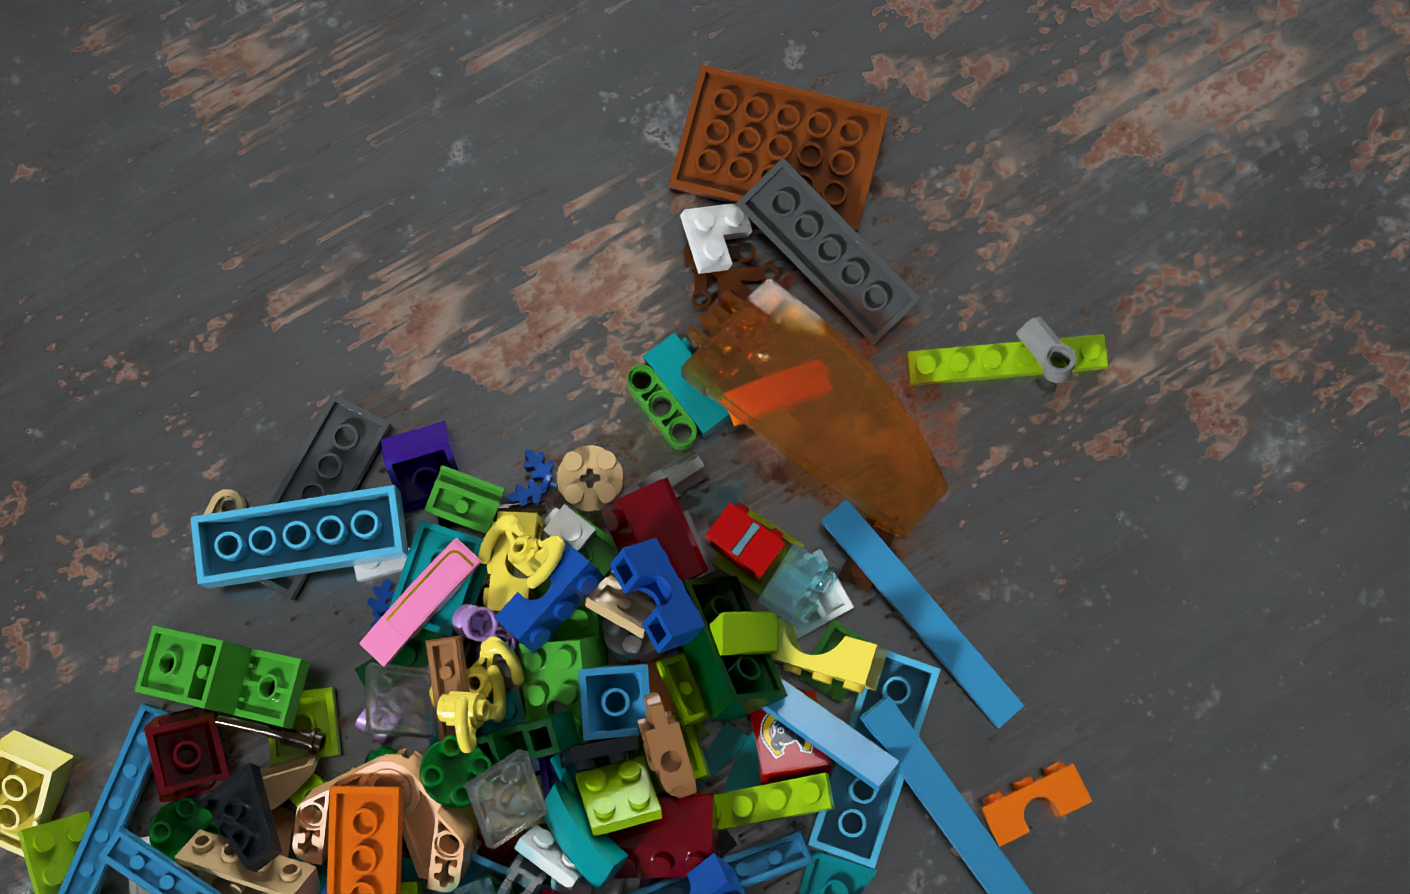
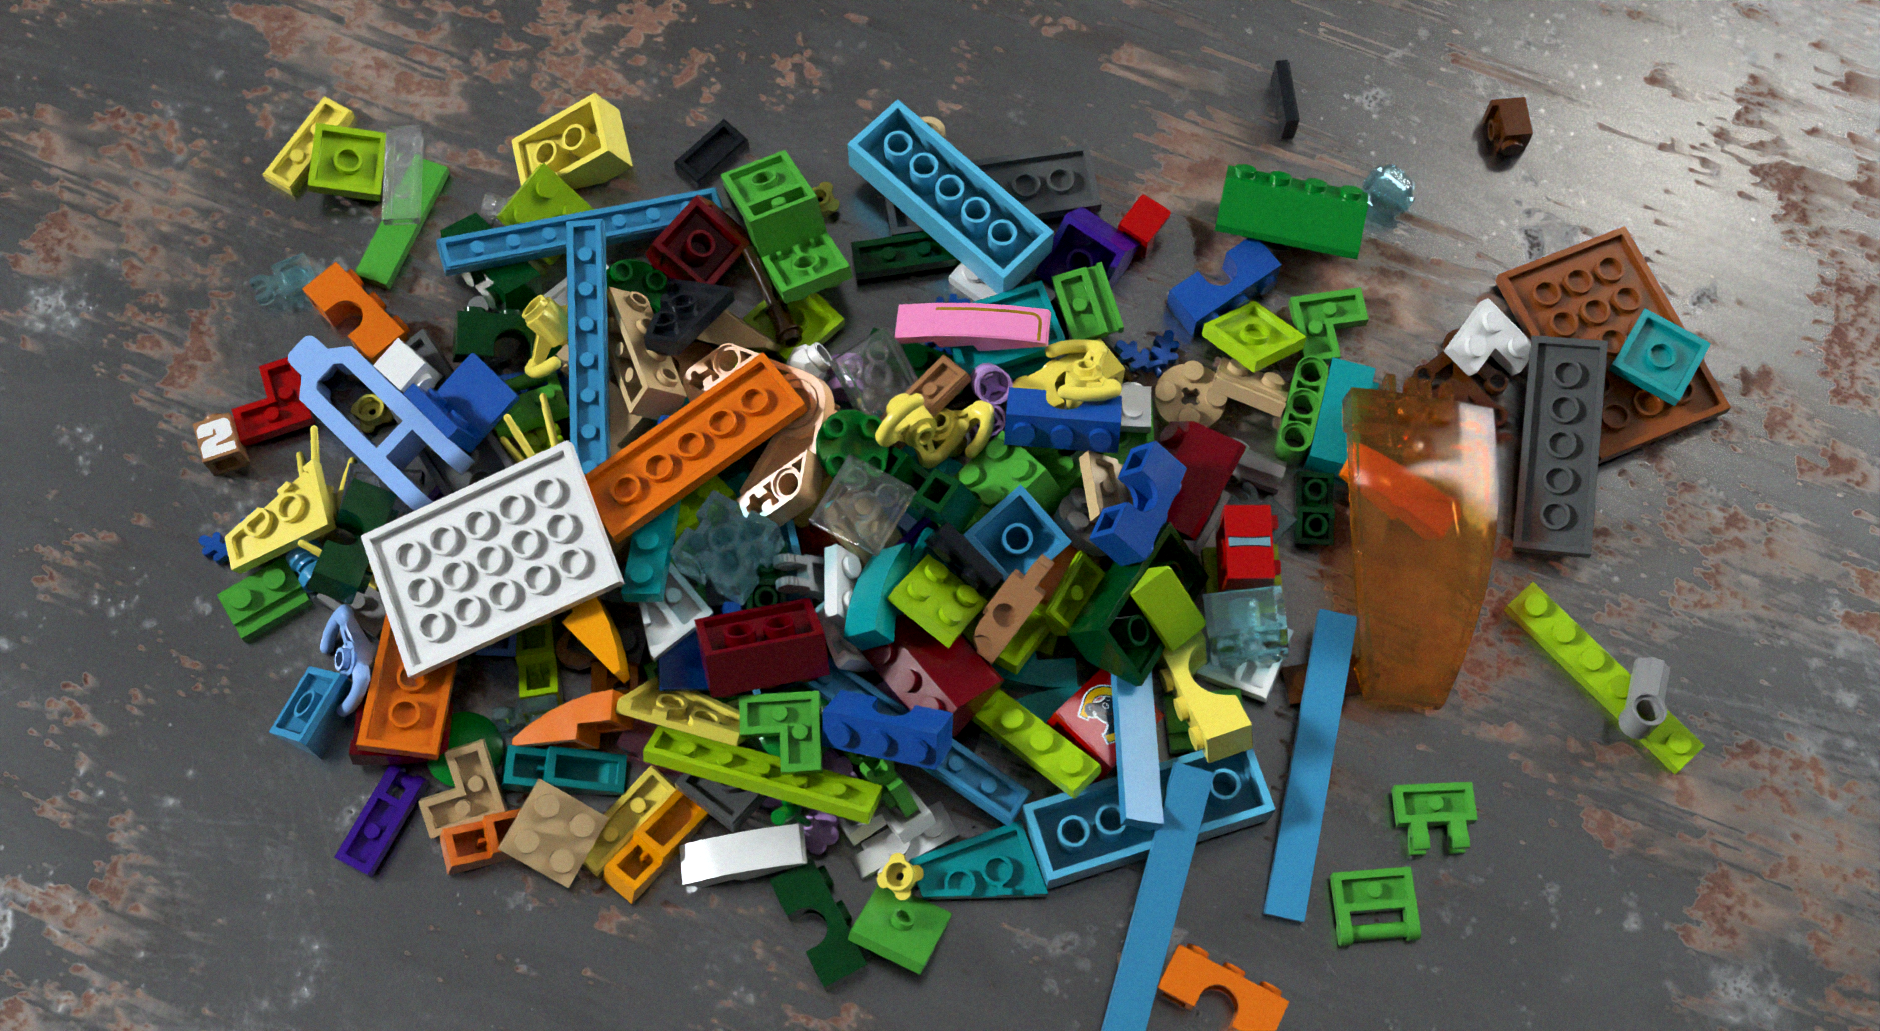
camera: 50 degrees right, 10 degrees down
(109, 683) = (711, 154): none -> black tile
(225, 626) = (829, 203): none -> light yellow plate
(310, 606) = (899, 255): none -> dark green plate
(351, 745) = (811, 359): none -> white rock
(411, 219) = (1285, 99): none -> black tile
(430, 404) = (1144, 222): none -> red panel
(508, 292) = (1292, 211): none -> green slope
(526, 413) = (1252, 272): none -> blue arch
(542, 205) = (1389, 189): none -> clear light blue head
(560, 77) = (1509, 124): none -> reddish brown brick
(582, 397) = (1254, 336): none -> lime plate
(600, 337) = (1322, 314): none -> bright green plate
(618, 430) = (1257, 389): none -> tan plate
(740, 458) = (1314, 508): none -> dark green slope
(818, 128) = (1659, 357): none -> teal plate
(1010, 551) = (1435, 805): none -> bright green plate
(1038, 643) = (1375, 892): none -> bright green plate

